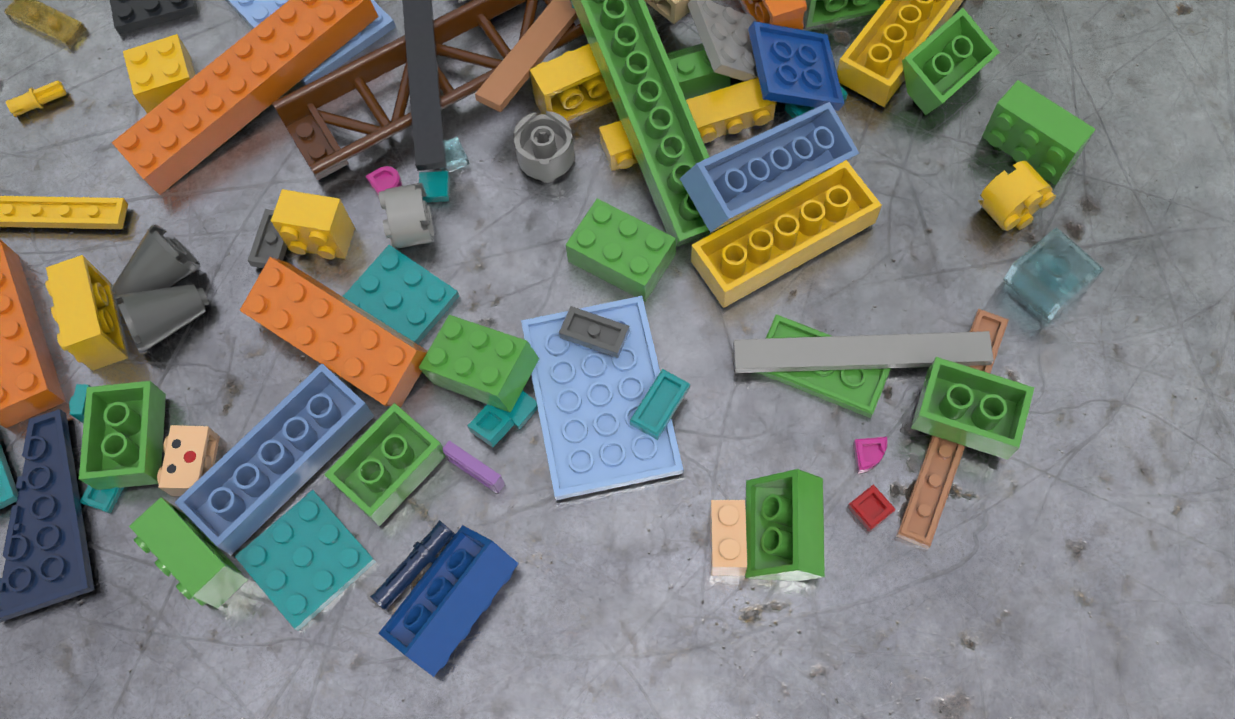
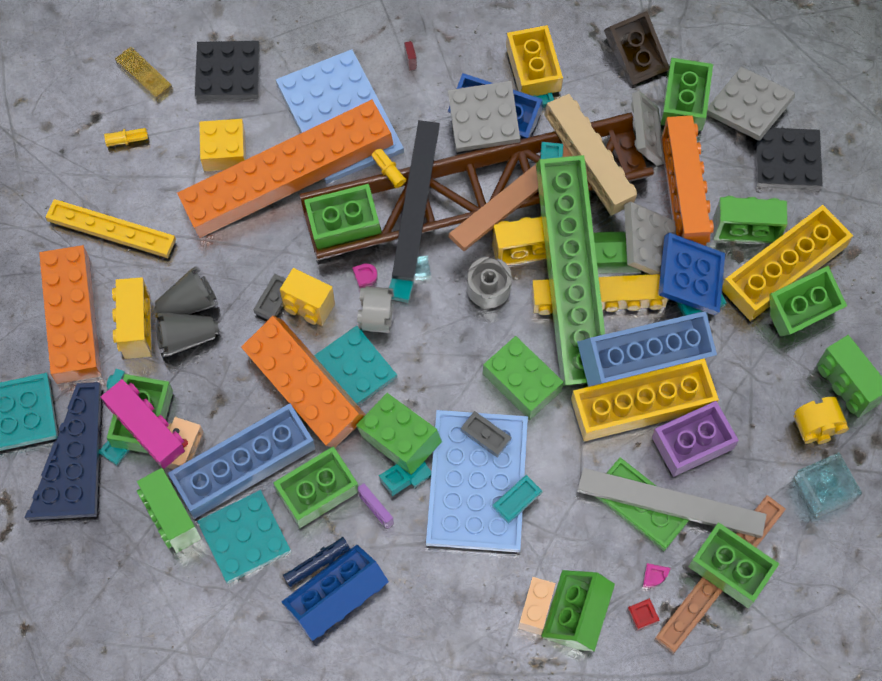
camera: 10 degrees right, 0 degrees up
(123, 445) = (143, 423): none -> dark pink brick
(333, 112) = (342, 216): none -> bright green brick
(378, 41) = (388, 168): none -> yellow axle
(865, 263) = (694, 438): none -> medium lavender brick

